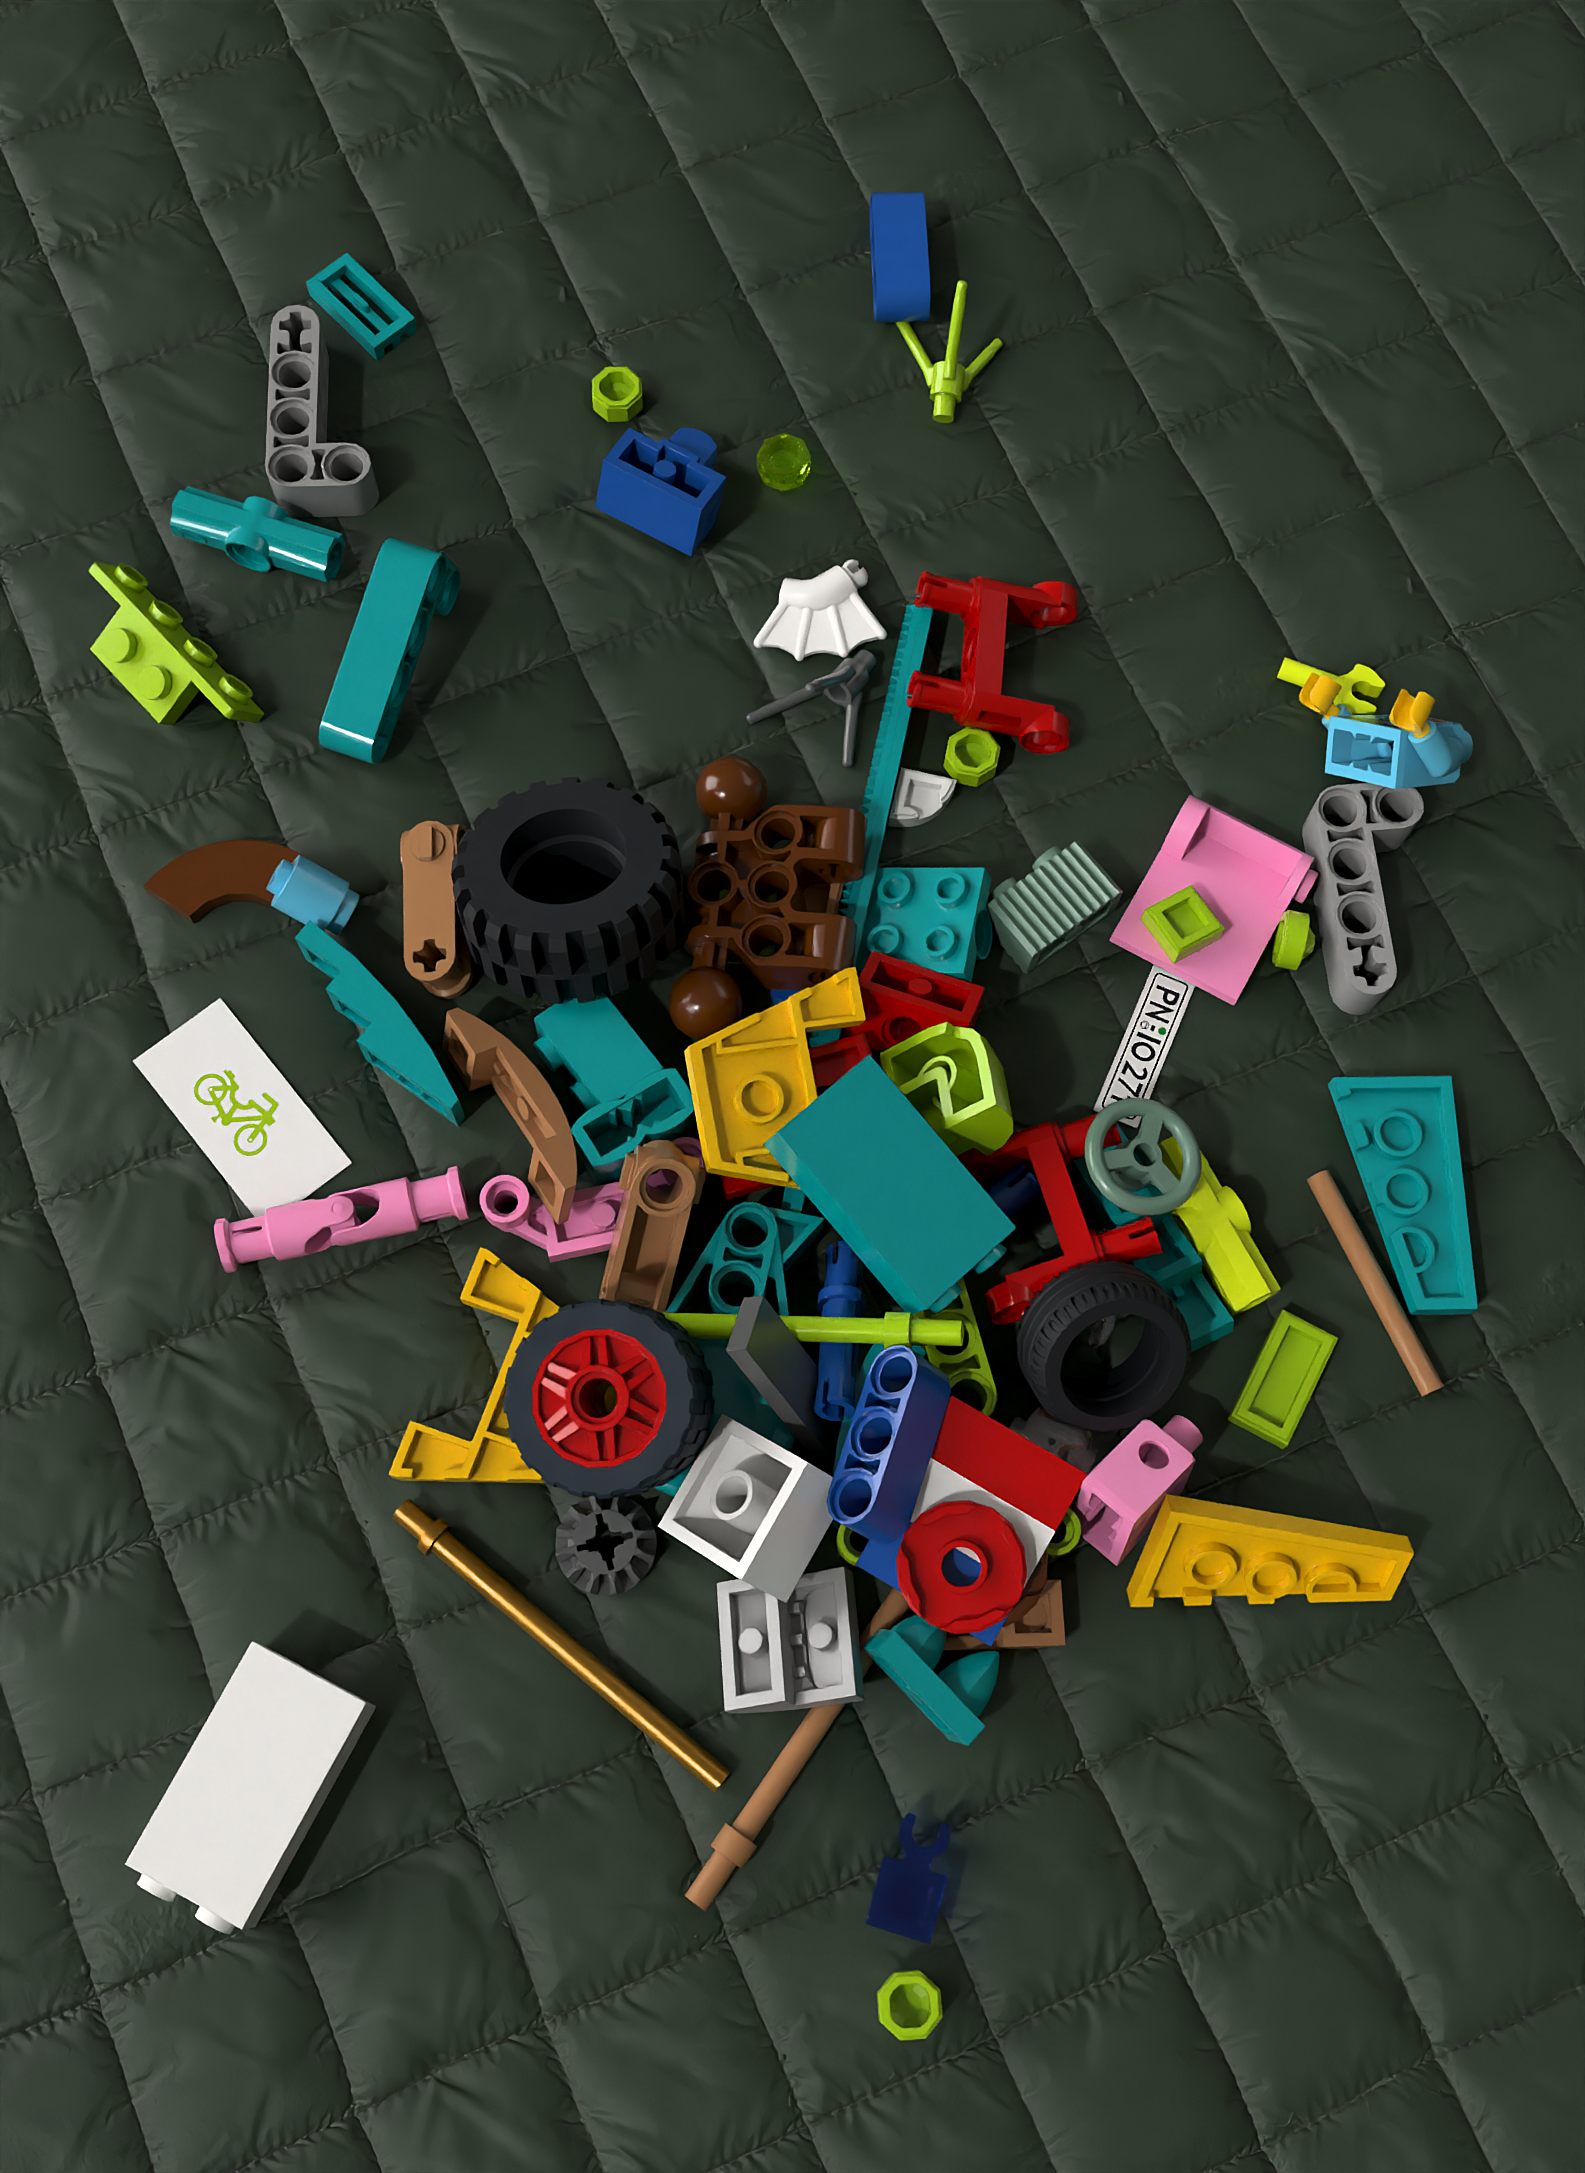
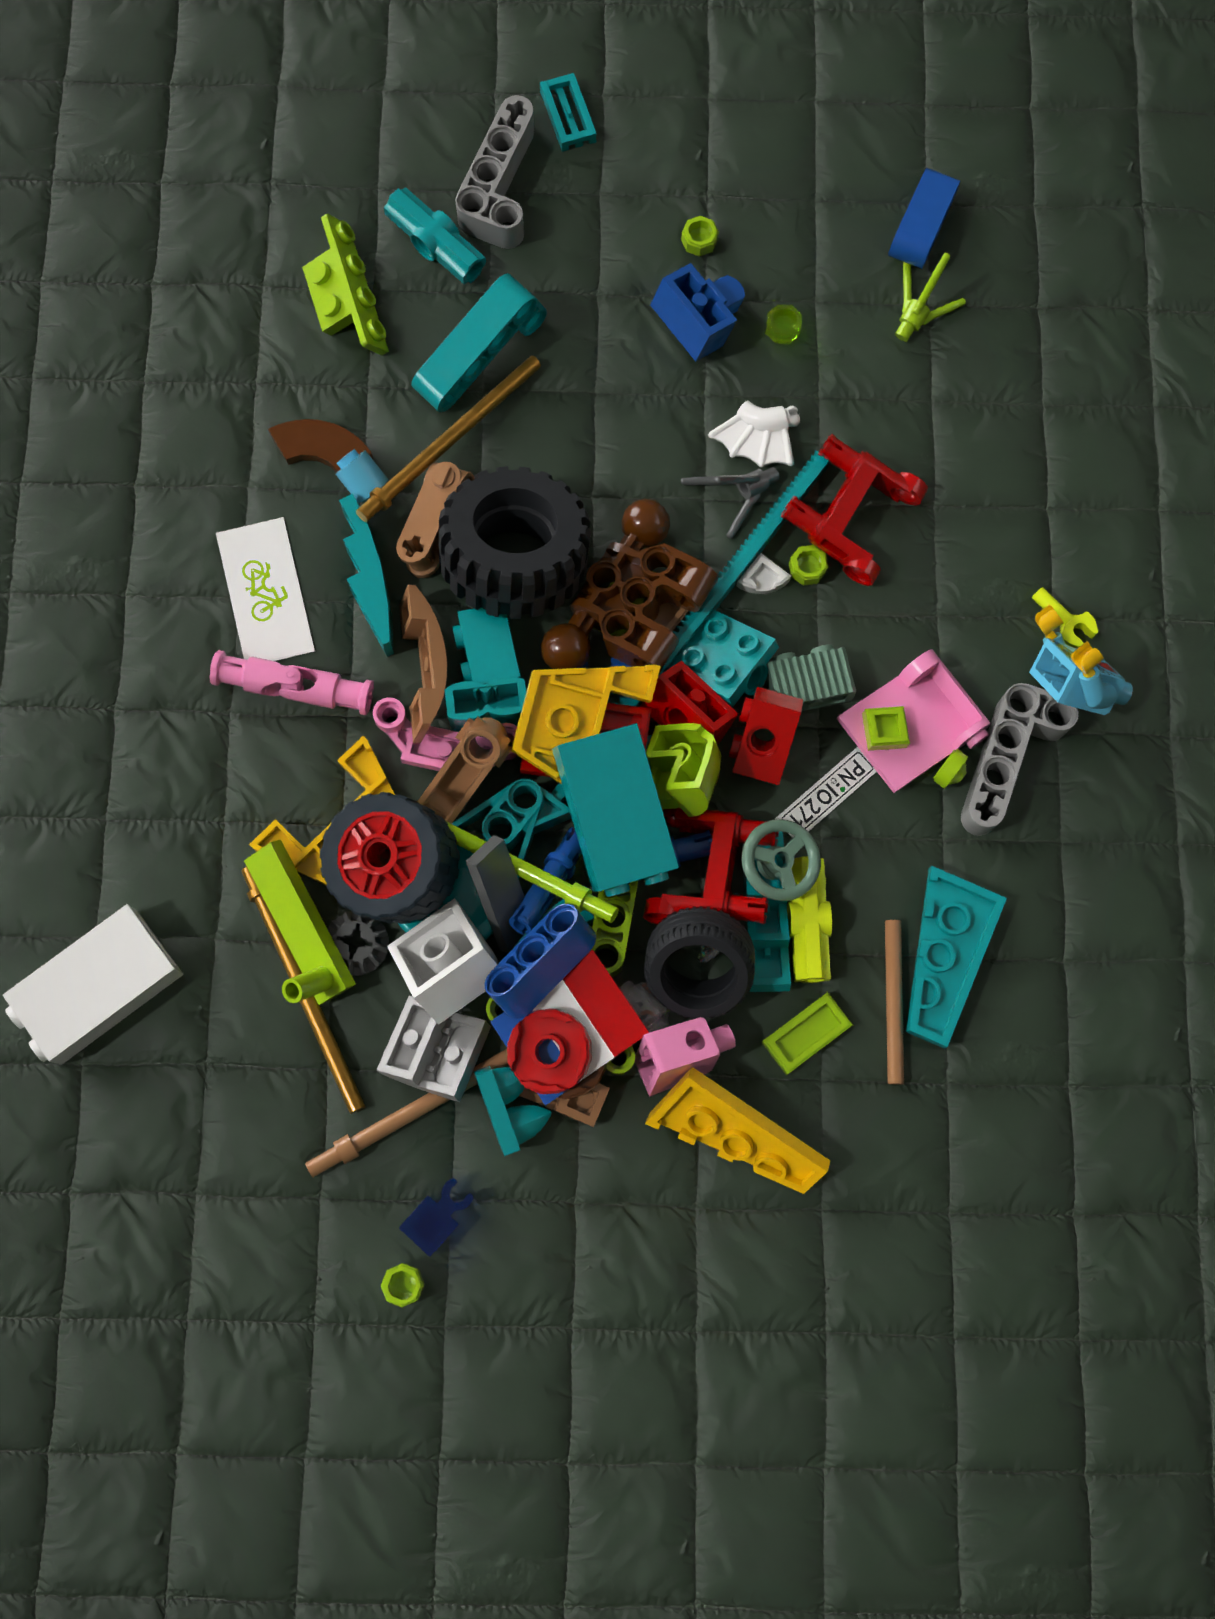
camera: 25 degrees right, 5 degrees up
(354, 908) = (381, 497): none -> pearl gold bar
(518, 1556) = (301, 925): none -> lime piece
(1053, 1029) = (766, 758): none -> red brick

